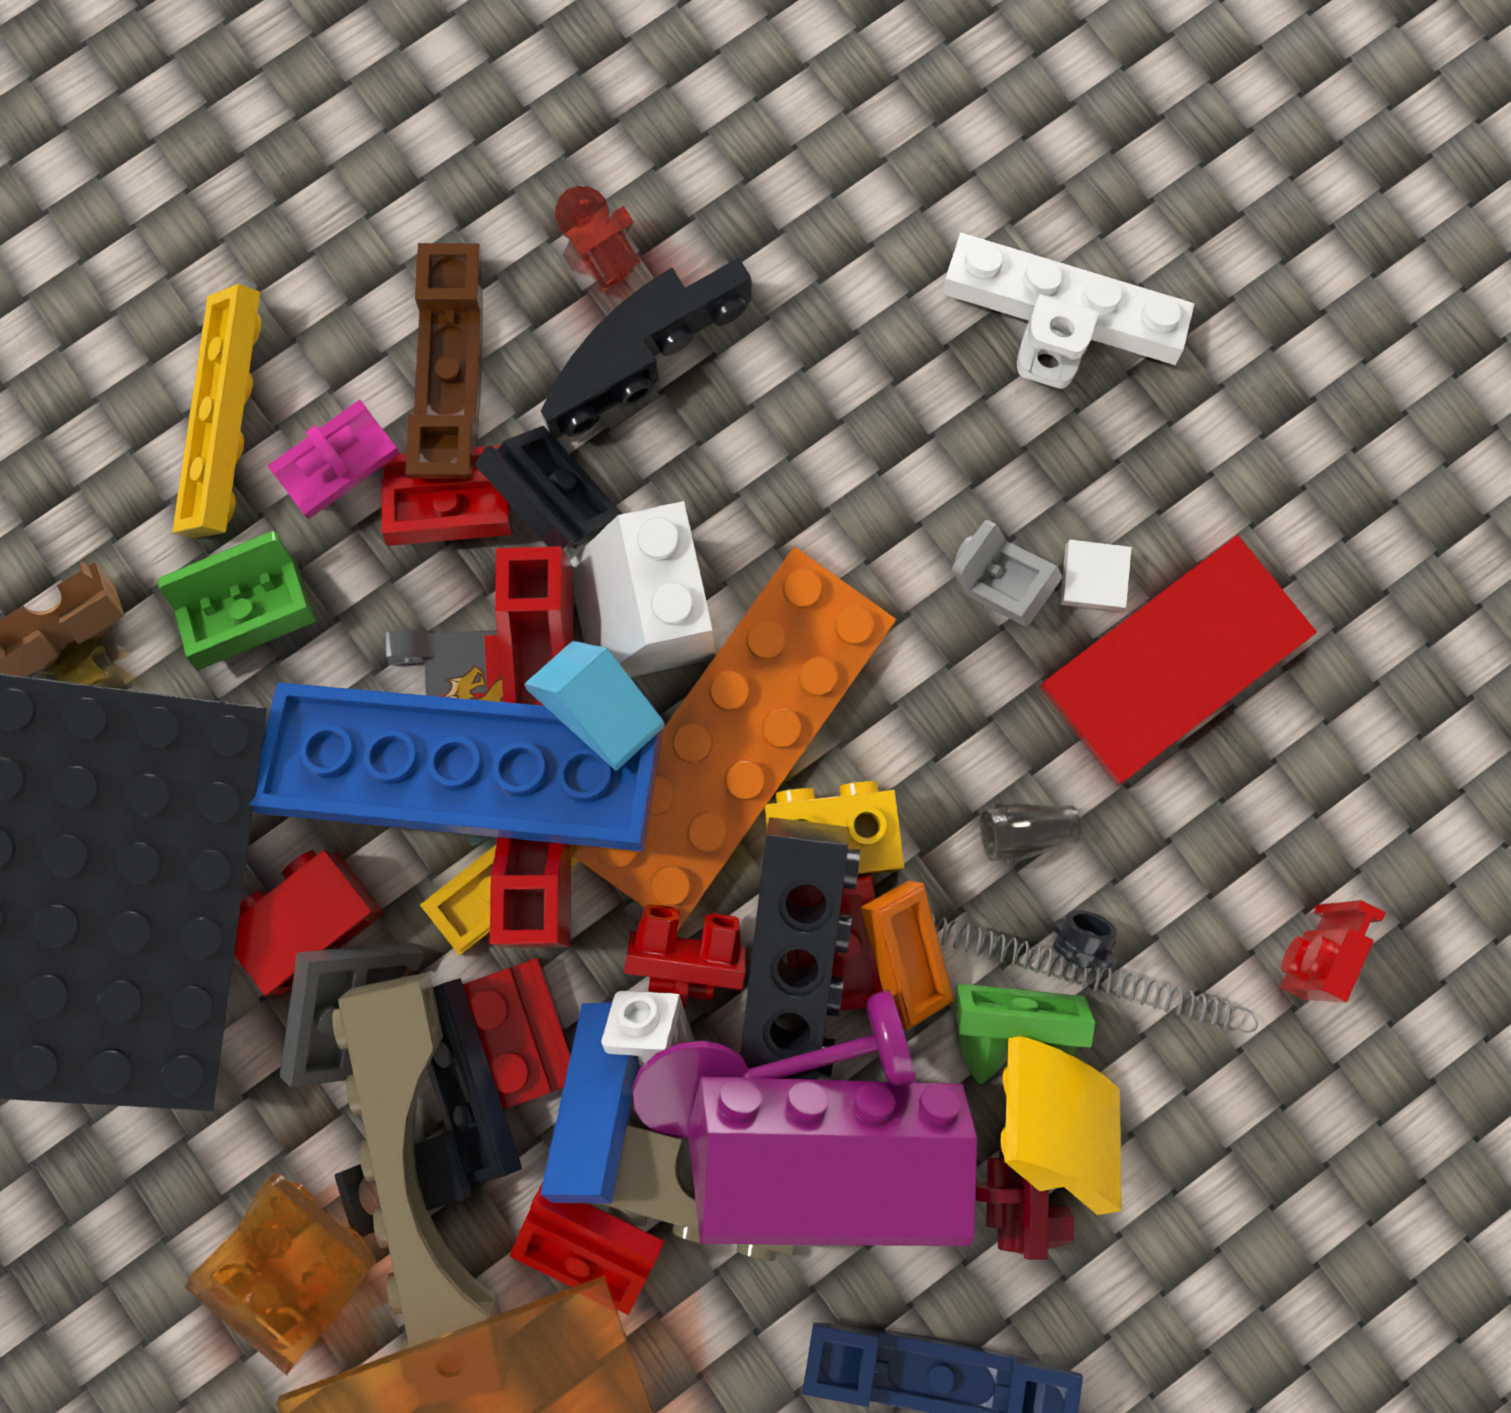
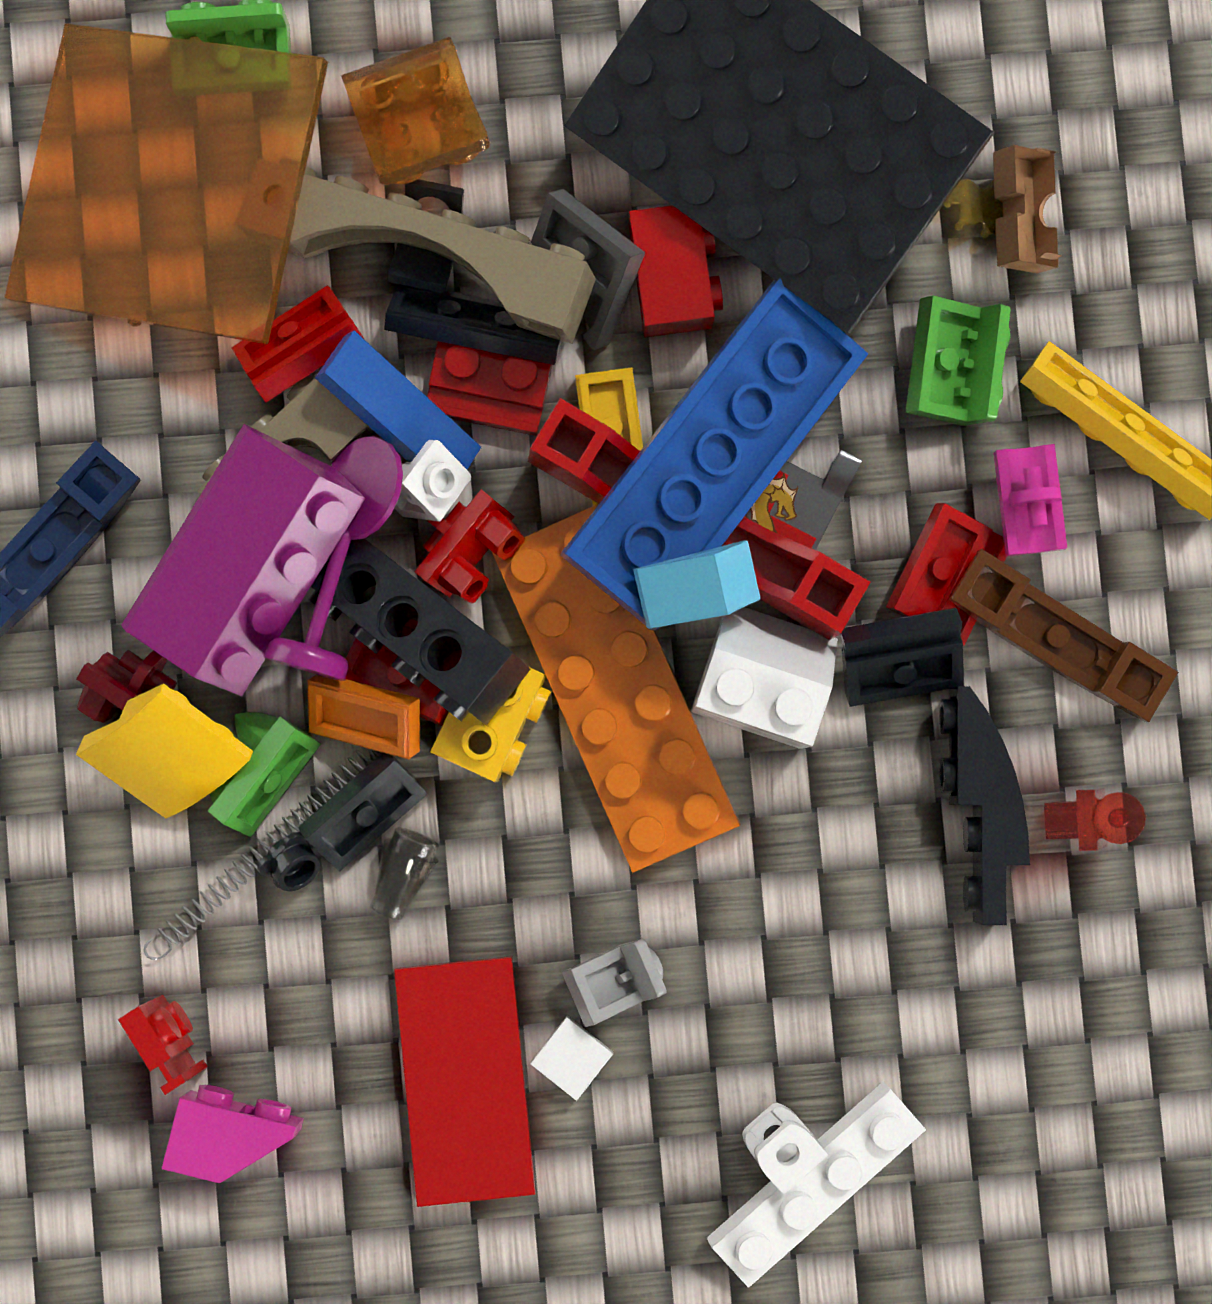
camera: 125 degrees right, 5 degrees up
(996, 902) = (362, 810): none -> black plate
(1371, 843) = (222, 1136): none -> dark pink slope

